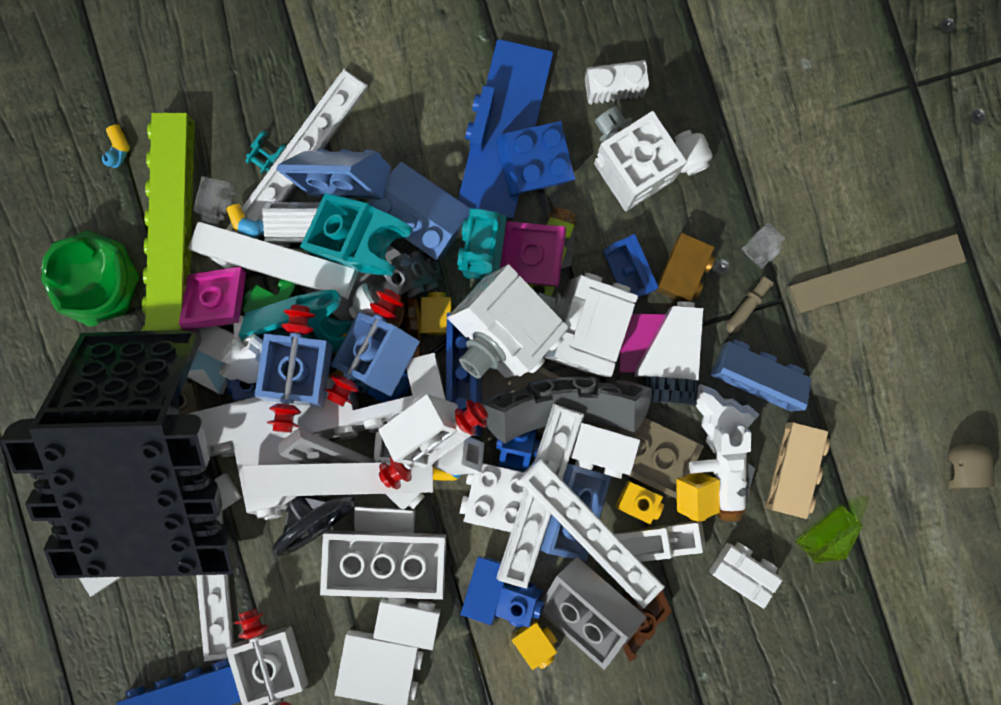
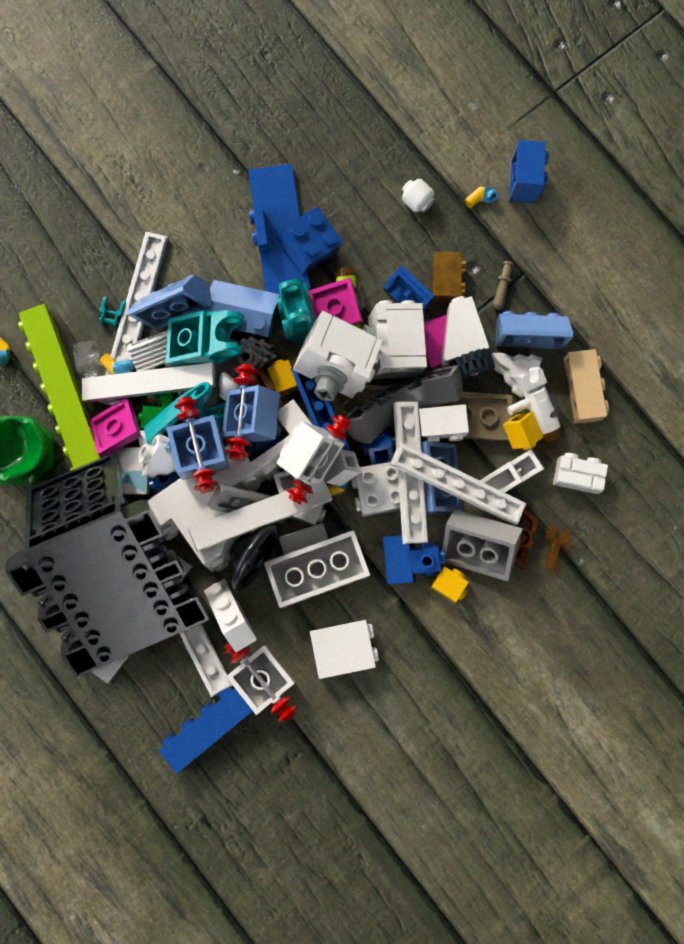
camera: 25 degrees left, 5 degrees down
(257, 582) = (230, 615): none -> white brick
(407, 622) = (351, 606): white brick -> none
(616, 81) = (345, 166): white brick -> none
(636, 156) = (381, 210): white piece -> none
(640, 502) = (483, 453): yellow brick -> none
(681, 645) = (555, 545): none -> clear orange bar
(764, 245) = (496, 239): clear brick -> none
(771, 181) = (482, 194): none -> arm
(831, 537) = (630, 424): clear neon green slope -> none
(838, 176) = (527, 171): none -> blue brick
(877, 274) = (583, 230): dark tan tile -> none

